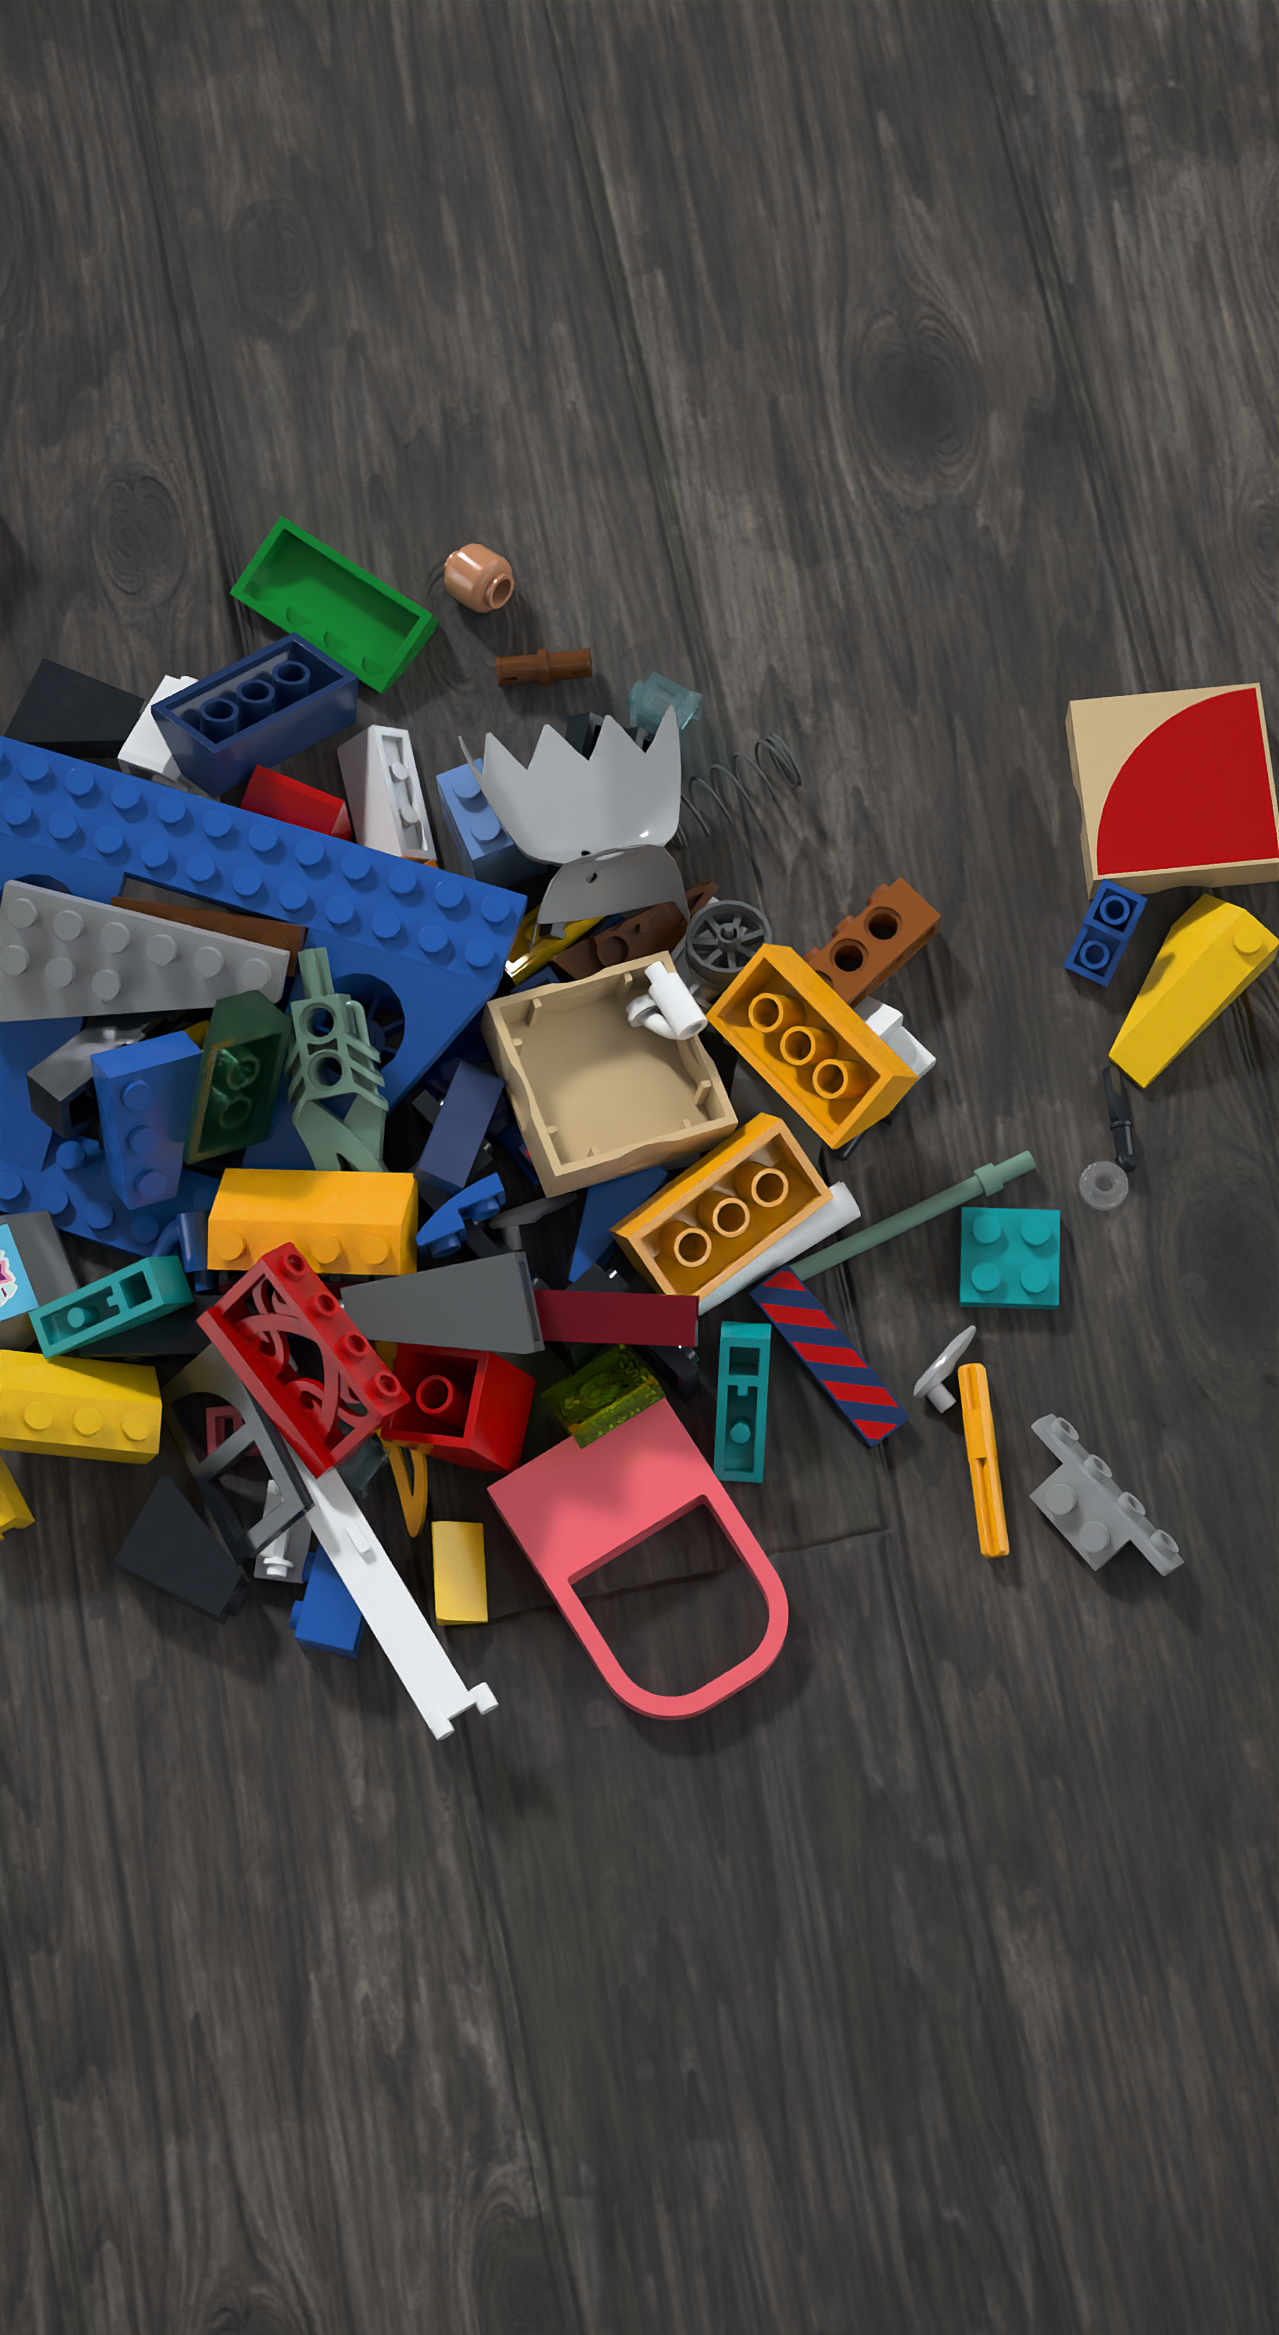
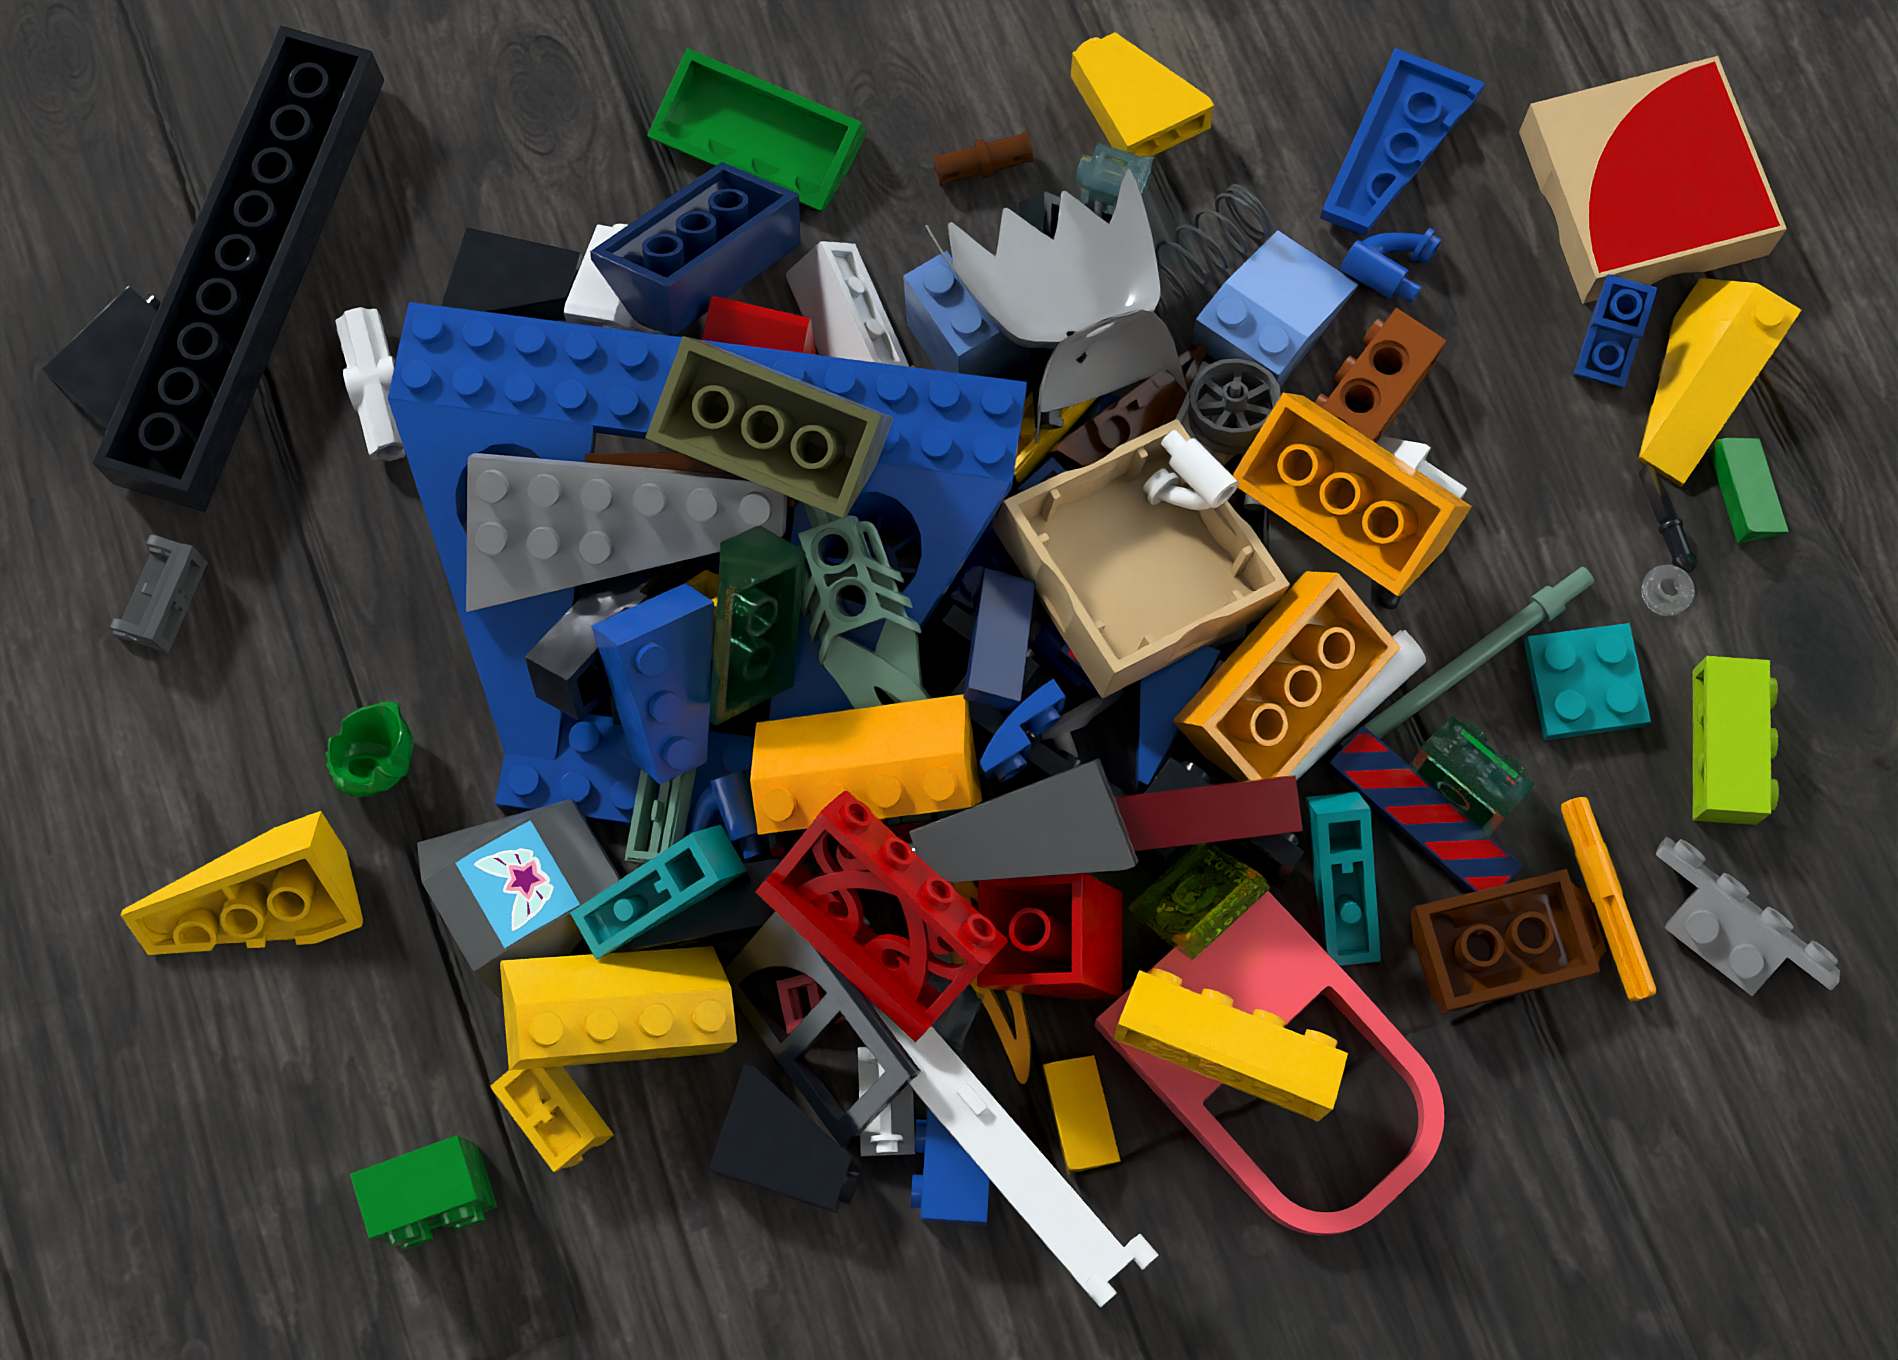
camera: 10 degrees left, 0 degrees up
(133, 1238) = (667, 812): none -> sand green tile
(280, 901) = (768, 427): none -> olive slope
(478, 578) = (899, 80): nougat head -> none
(596, 1528) = (1231, 1045): none -> yellow slope
(701, 632) = (1136, 97): none -> yellow slope
(790, 857) = (1273, 307): none -> medium blue slope
(878, 1325) = (1472, 773): none -> clear green slope
(881, 1481) = (1506, 940): none -> reddish brown slope
(891, 832) = (1372, 268): none -> blue plant
(930, 1381) = (1535, 821): light grey bar -> none
(945, 706) = (1401, 129): none -> blue wing
(1131, 1335) = (1733, 740): none -> lime brick
(1203, 1102) = (1747, 489): none -> green slope

